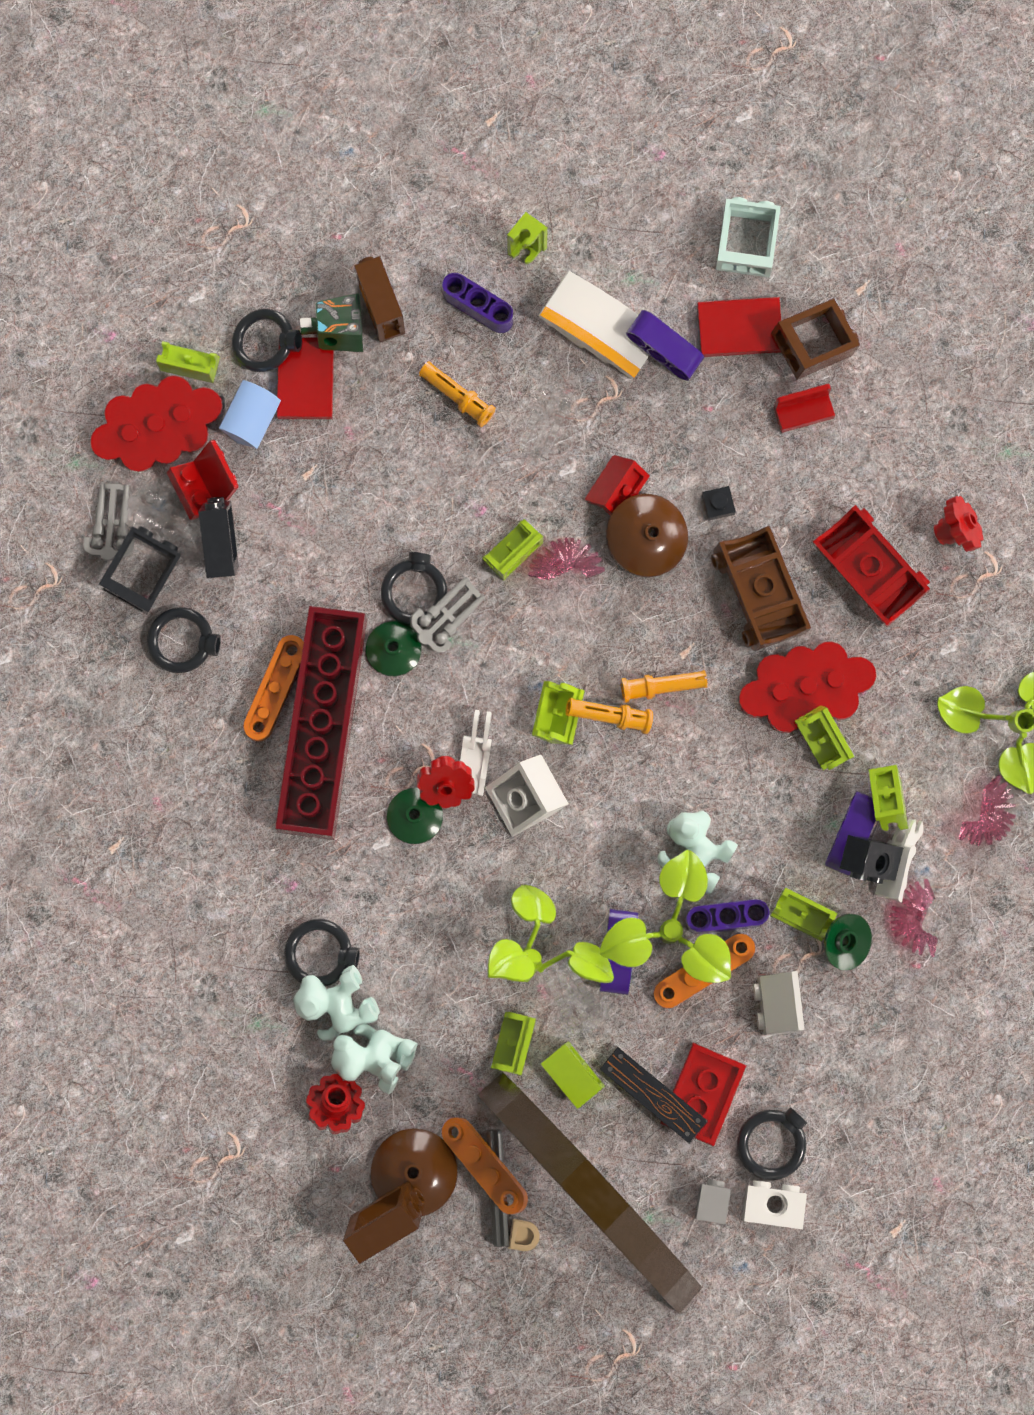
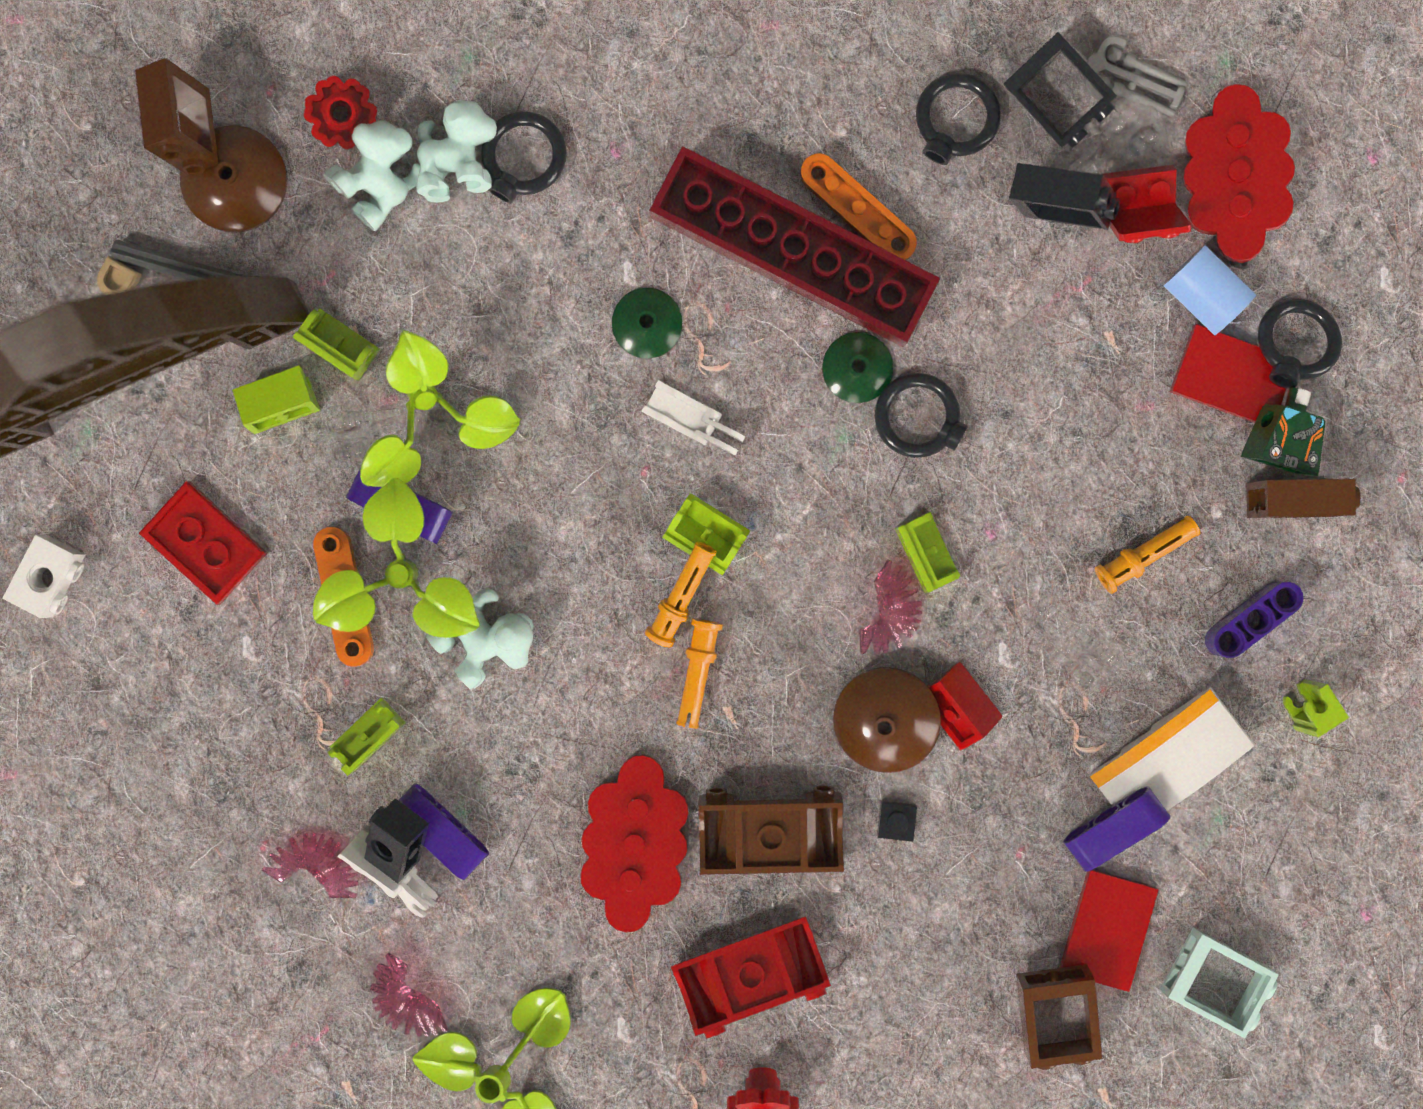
camera: 115 degrees right, 10 degrees up
(188, 362) = (1304, 238): lime hinge -> none
(425, 636) = (857, 409): light grey piece -> none
(445, 782) = (670, 370): red plant -> none
(484, 1165) = (211, 257): orange plate -> none
(526, 795) = (621, 462): white slope -> none
(653, 1095) = (218, 484): black tile -> none
(713, 1202) = (73, 507): light grey brick -> none
(740, 912) = (382, 658): dark purple beam -> none
(779, 1003) = (268, 668): white slope -> none
(793, 1123) = (133, 633): black piece -> none
(804, 408) = (977, 969): red panel -> none
(824, 738) = (563, 839): lime hinge -> none
(847, 941) = (314, 776): dark green dish -> none
(888, 797) = (464, 888): lime hinge -> none

